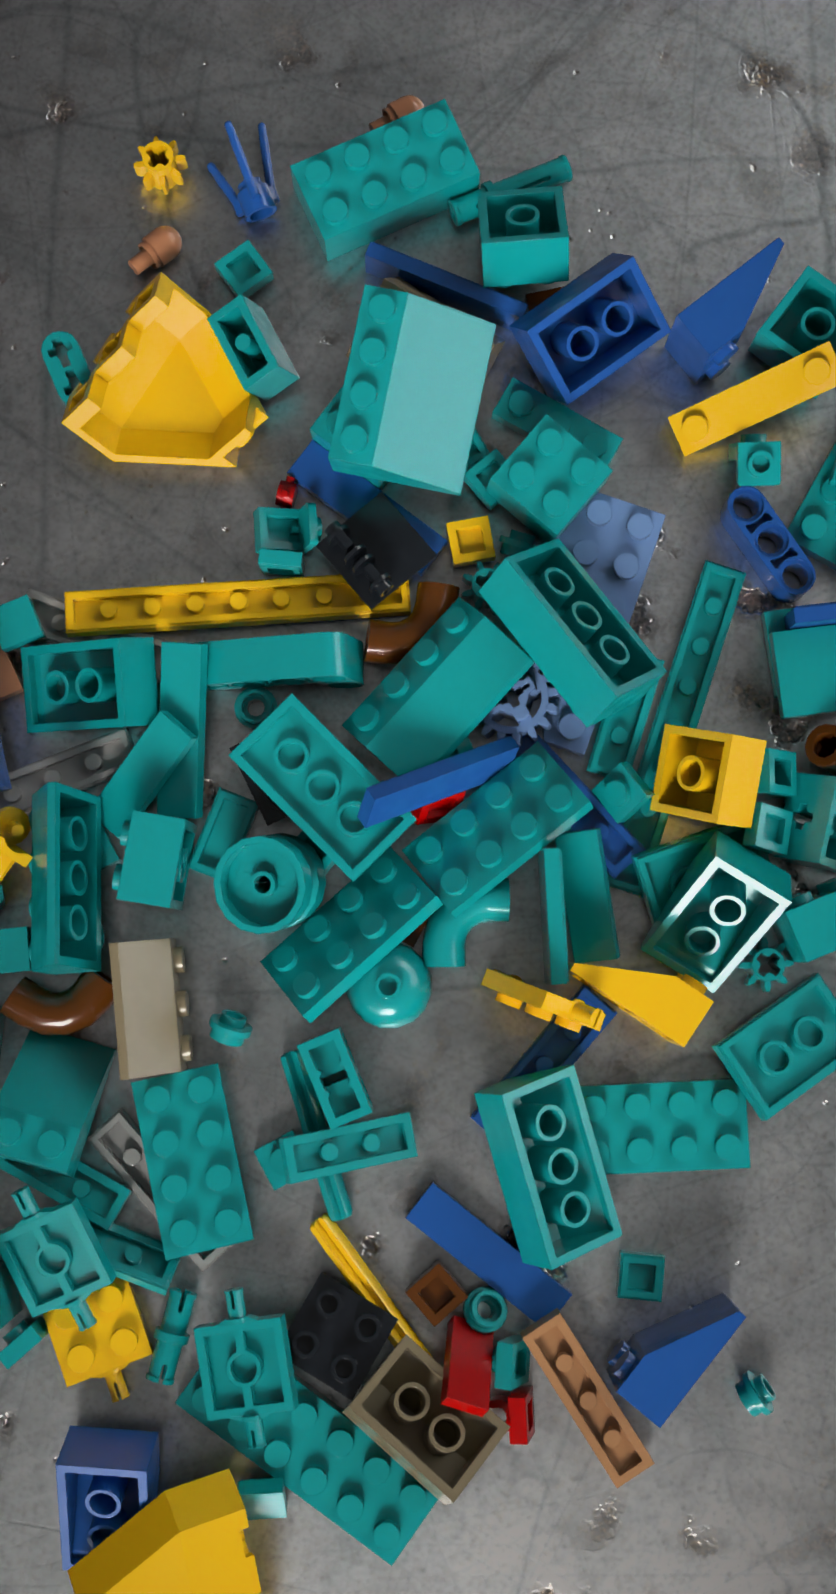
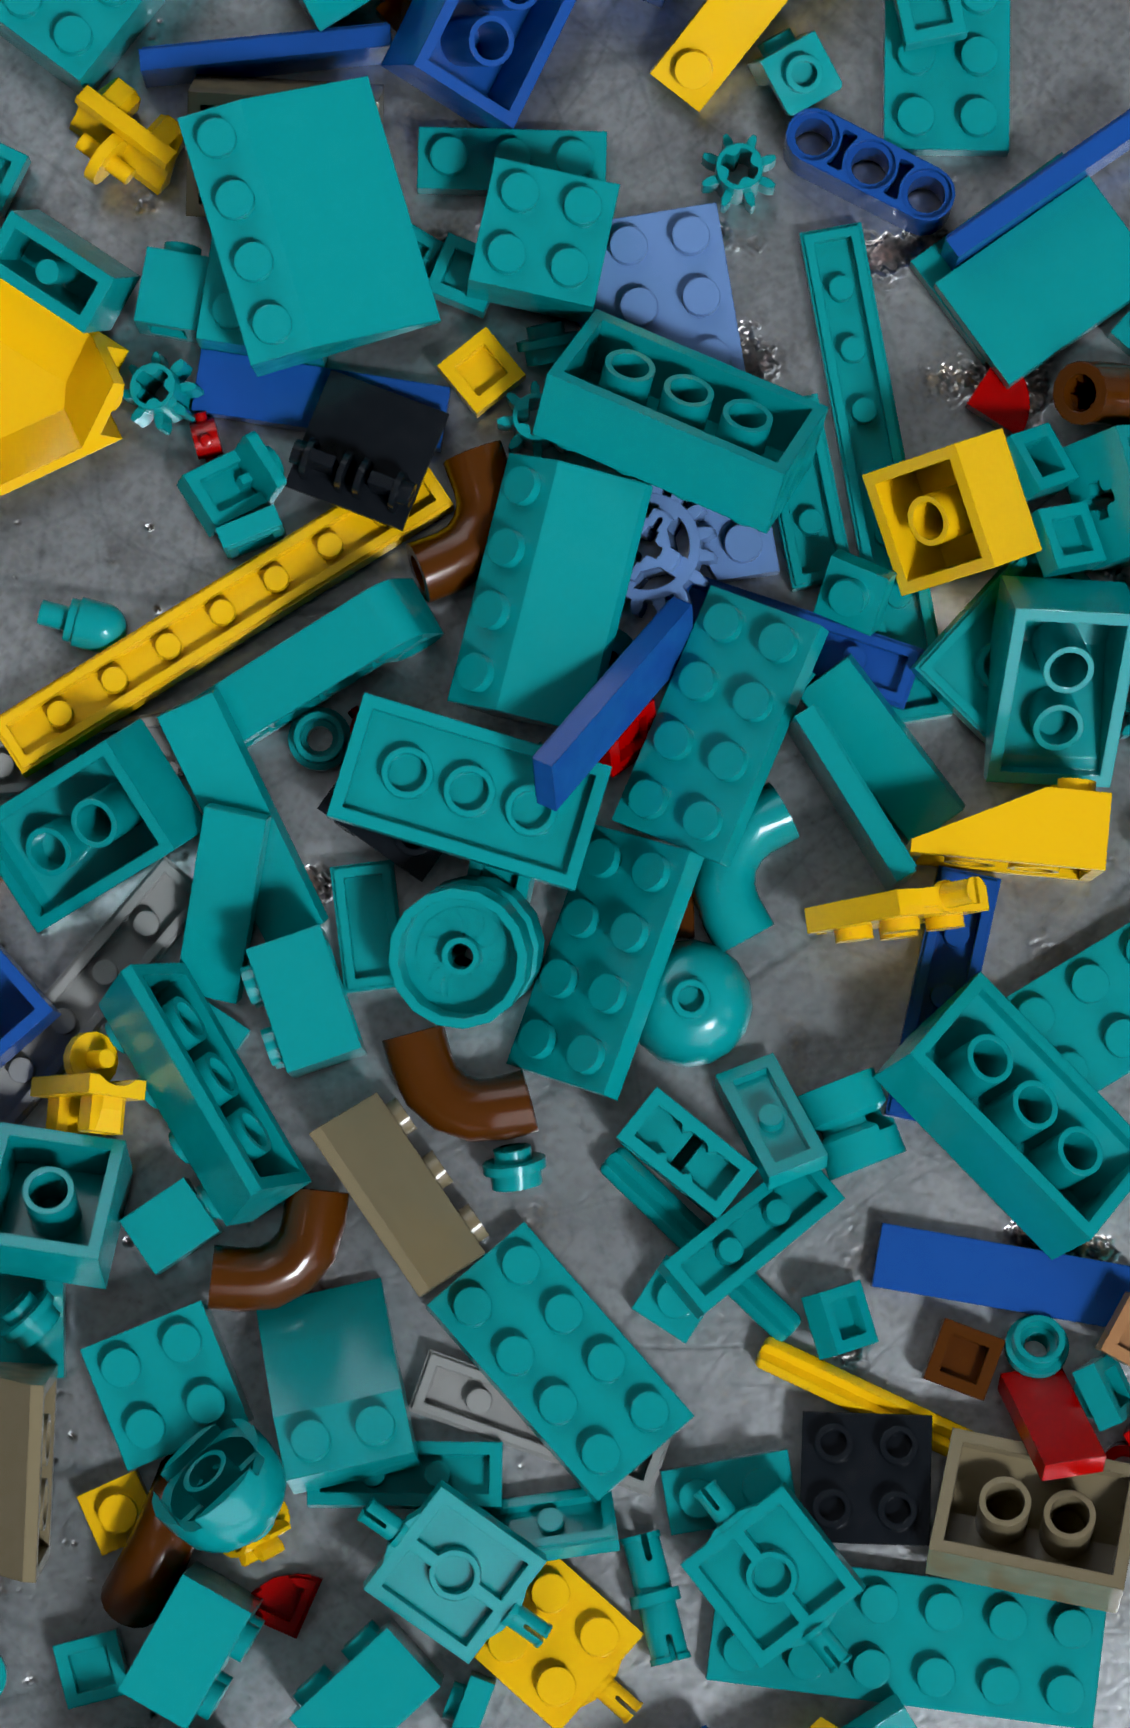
camera: 30 degrees left, 0 degrees up
(155, 564) = (85, 622): none -> teal cylinder
(216, 968) = (452, 1099): none -> reddish brown cylinder
(262, 1292) = (741, 1478): none -> teal plate
(269, 442) = (178, 401): none -> teal gear
(310, 394) = (171, 291): none -> teal brick
(329, 292) = (119, 142): none -> yellow hips
(374, 1228) = (839, 1320): none -> teal plate
(398, 1085) = (771, 1121): none -> teal plate
(445, 1113) = (852, 1123): none -> teal wheel
(687, 493) = (728, 160): none -> teal gear
(771, 727) = (999, 405): none -> red tile

